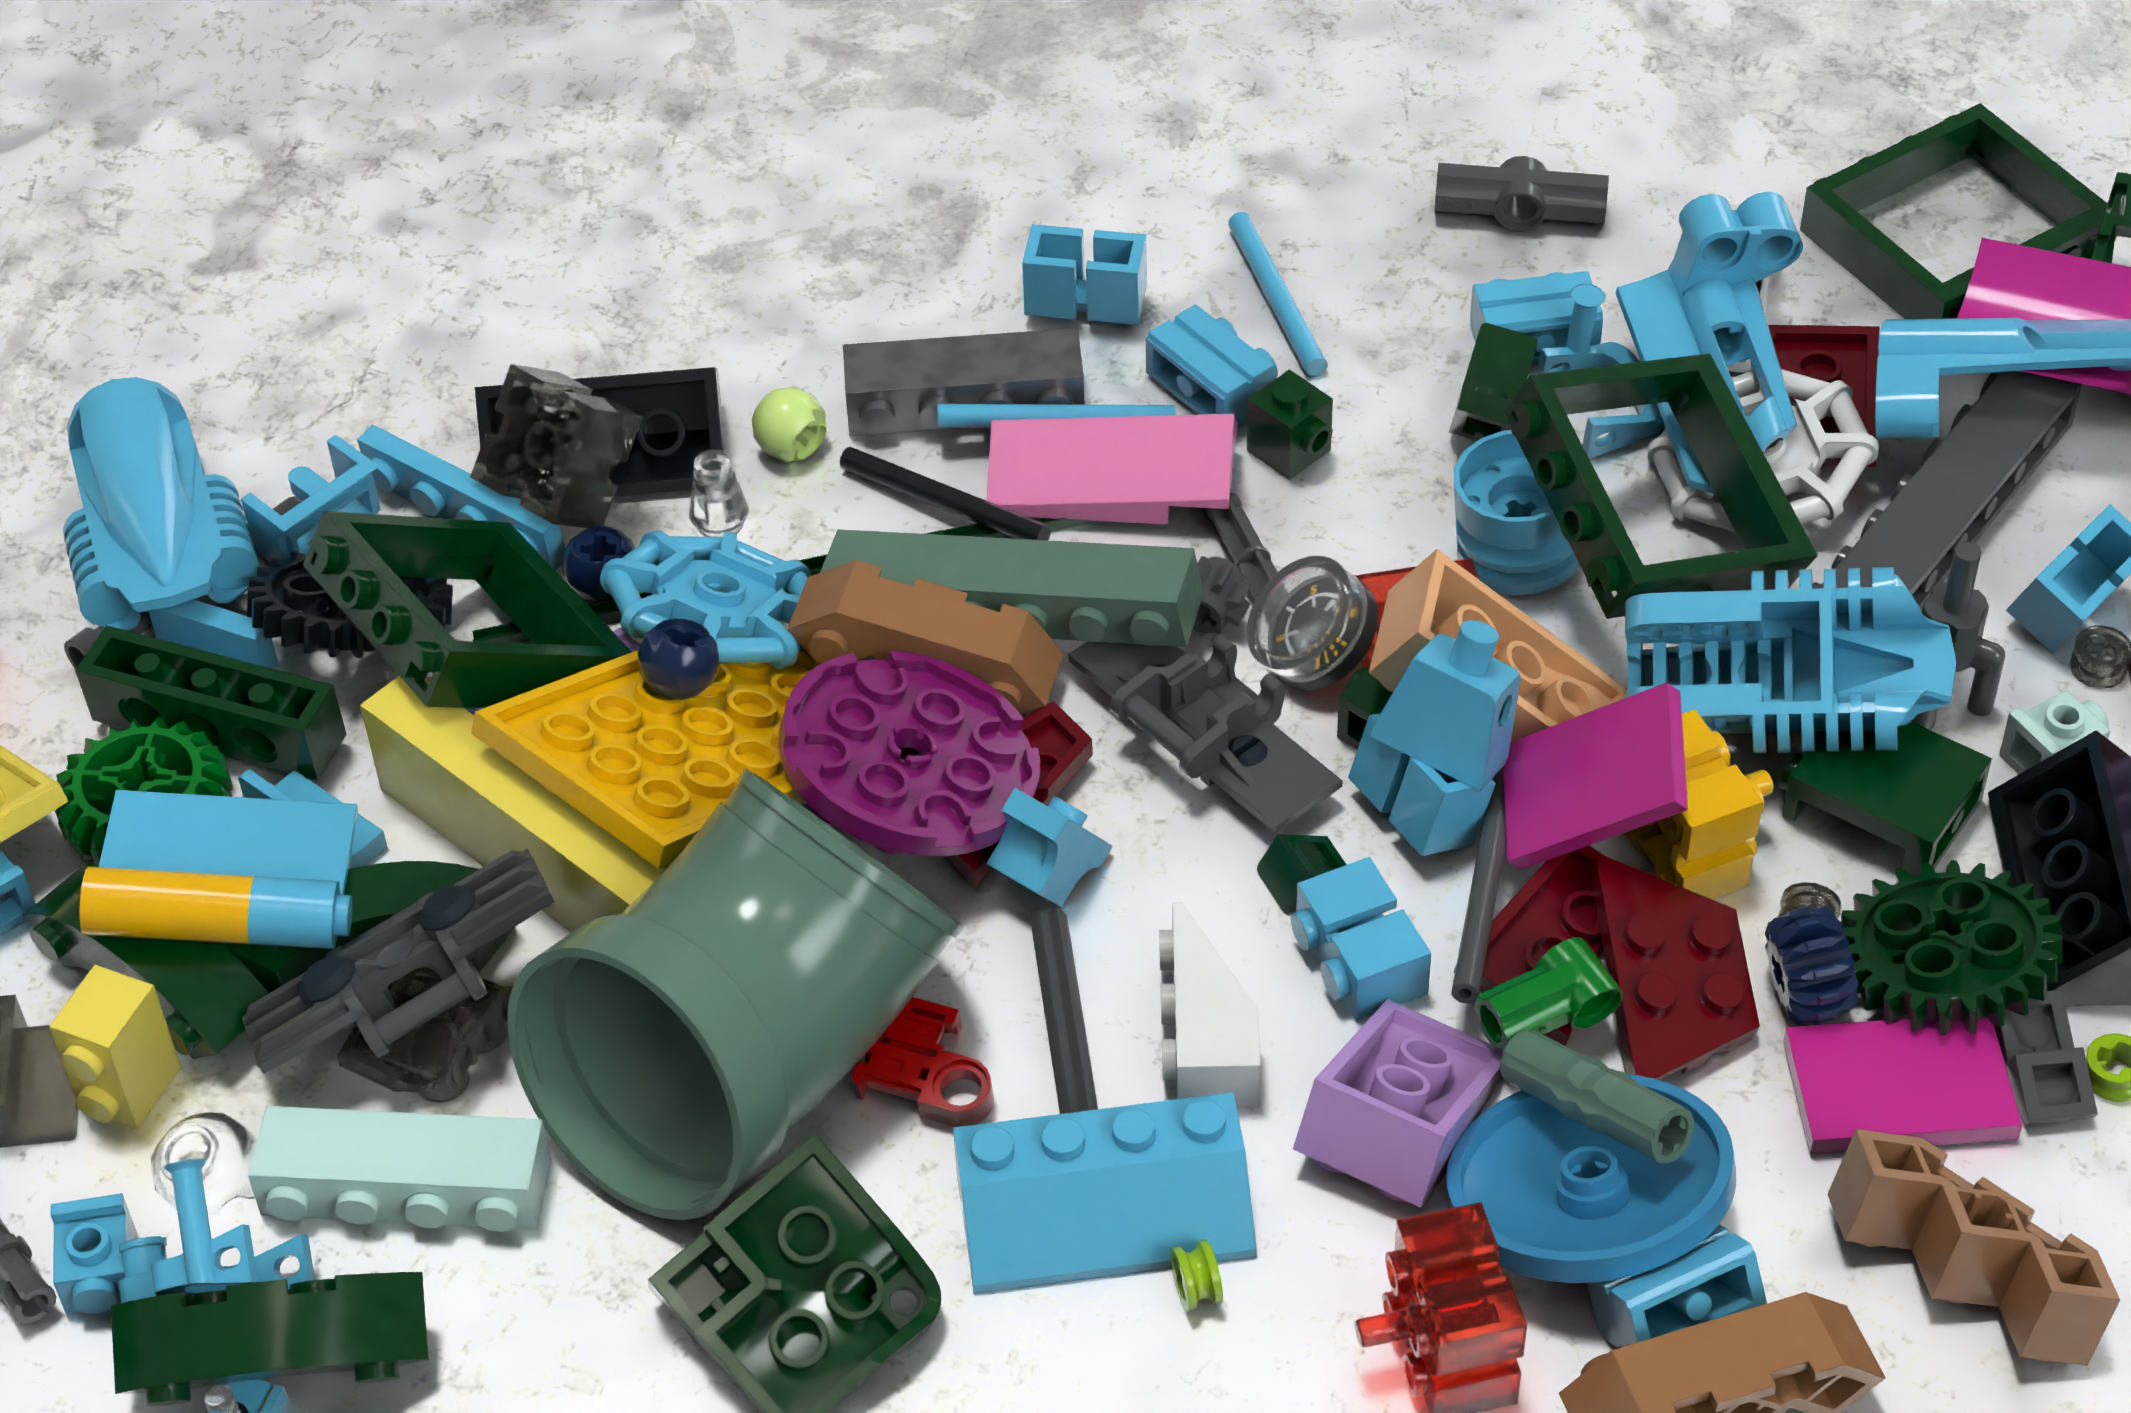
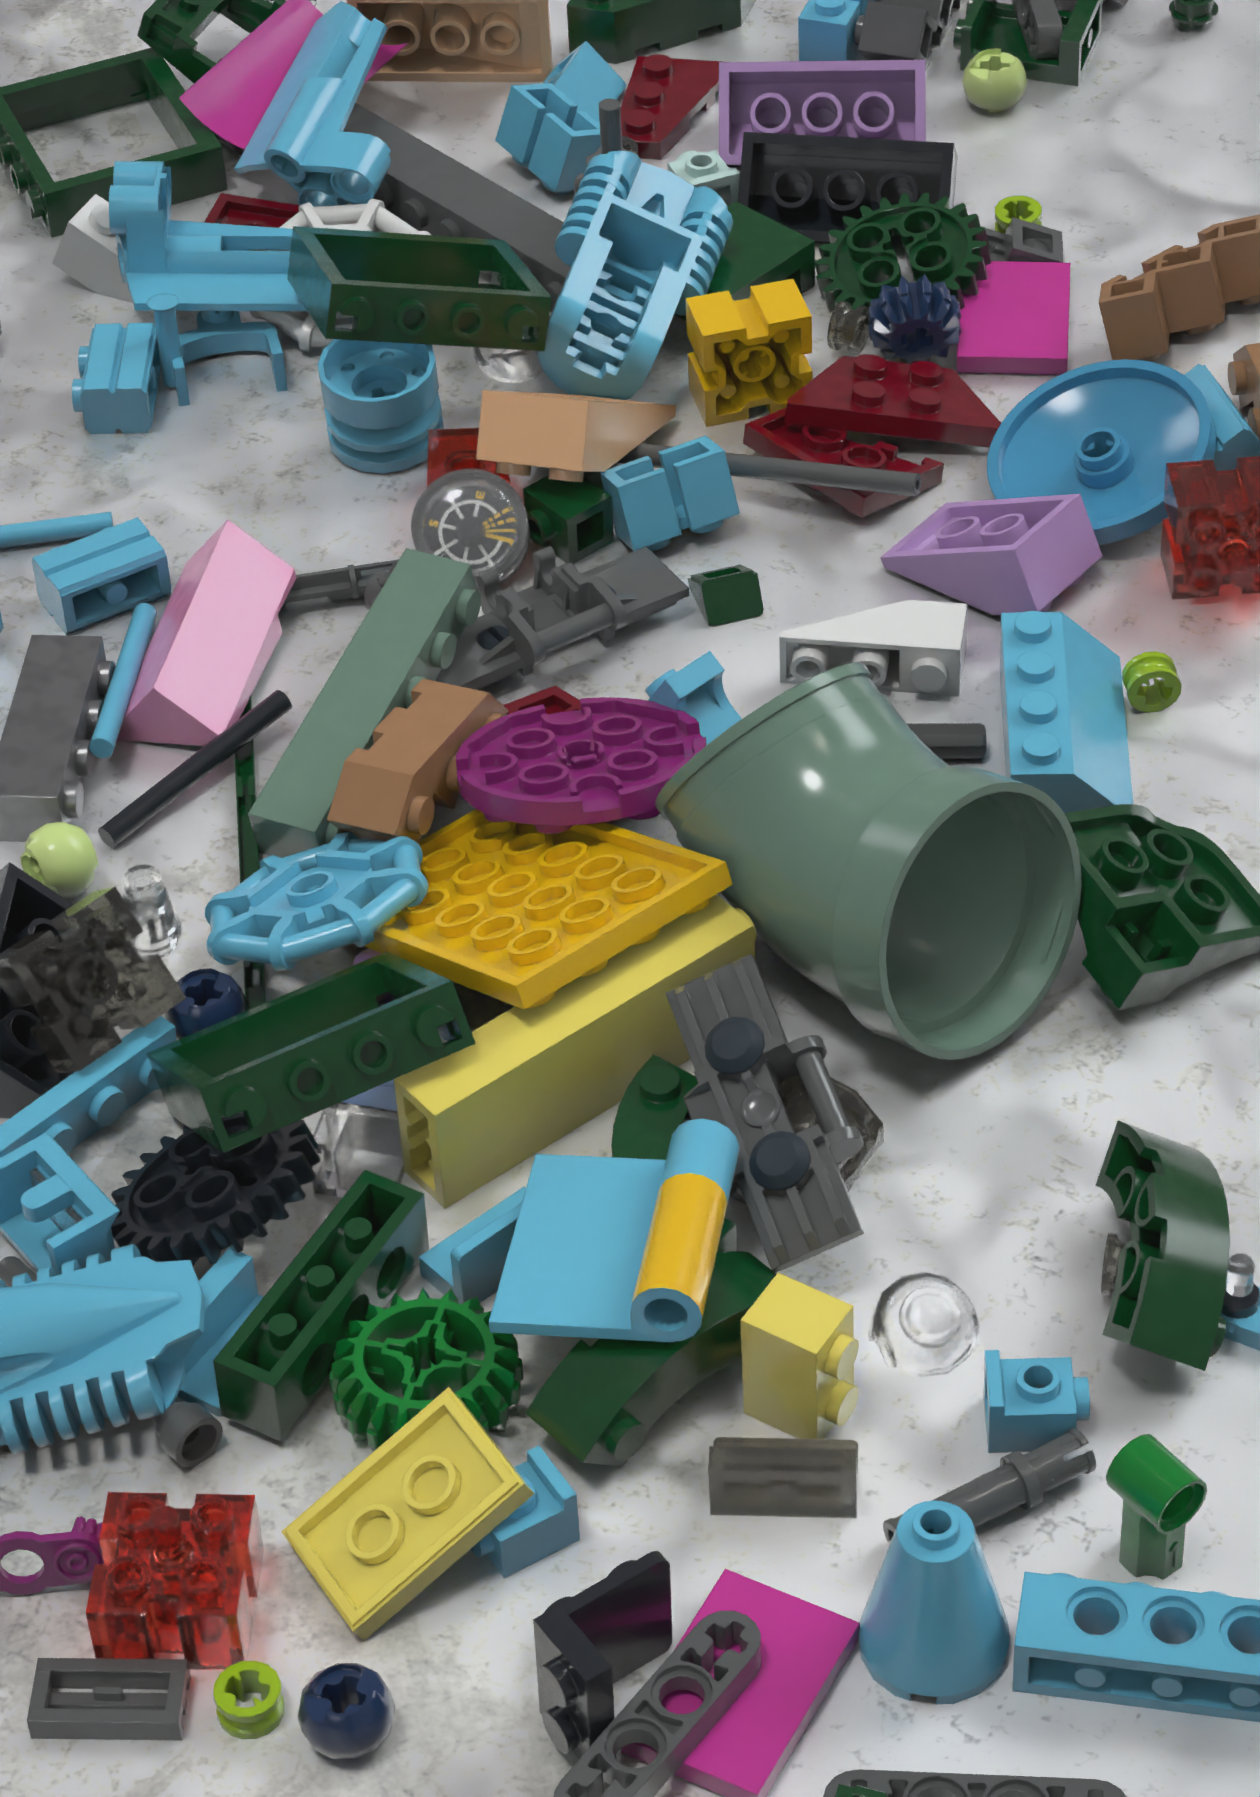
camera: 80 degrees left, 5 degrees down
(199, 1267) = (1089, 1321): medium azure piece -> none
(400, 1168) = (963, 1167): light aqua brick -> none
(678, 659) = (442, 882): dark blue piece -> none
(1289, 424) = (193, 517): dark green brick -> none
(1358, 948) = (802, 570): medium azure piece -> none
(1454, 706) = (650, 414): medium azure torso -> none
(1492, 380) = (220, 420): dark green bracket -> none
(1562, 989) = (922, 444): green piece -> none
(1595, 777) = (733, 364): dark pink tile -> none
(1597, 1096) = (1041, 424): sand green axle -> none

